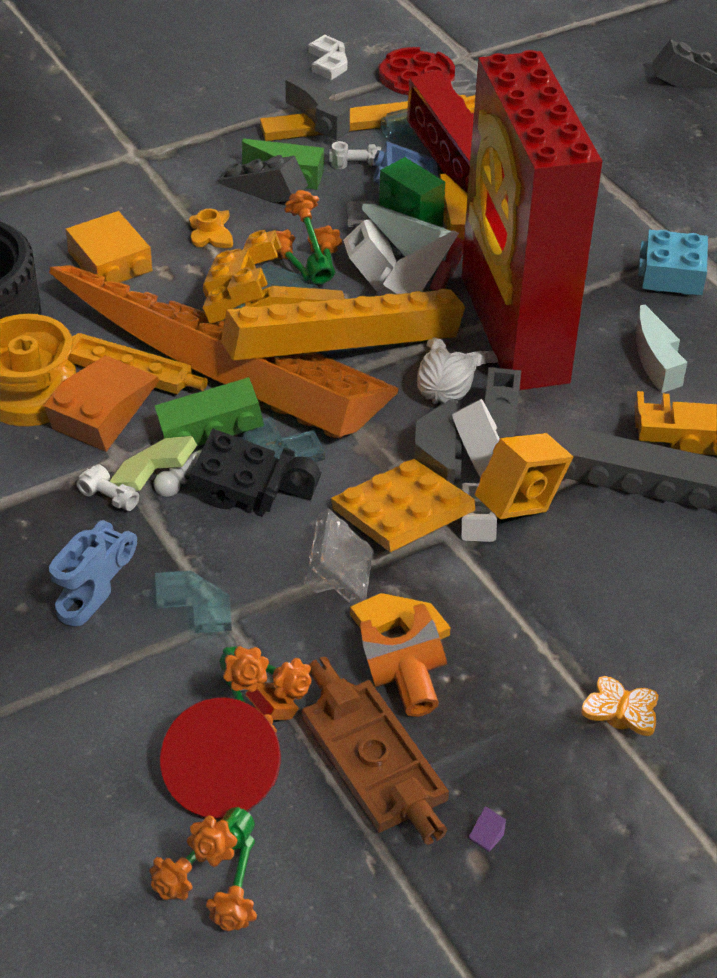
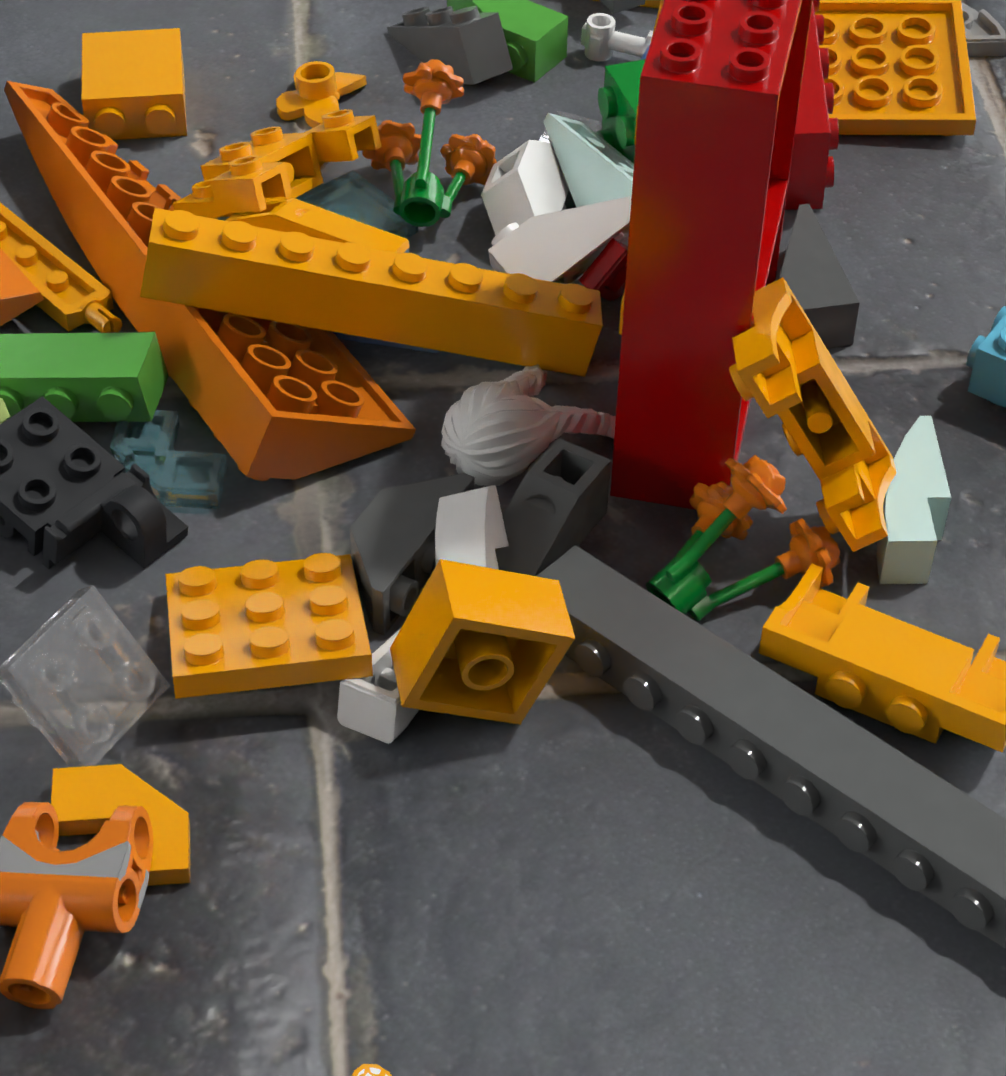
camera: 25 degrees right, 0 degrees up
(579, 380) = (725, 512): none -> plant
(618, 320) = (796, 377): none -> light orange bracket

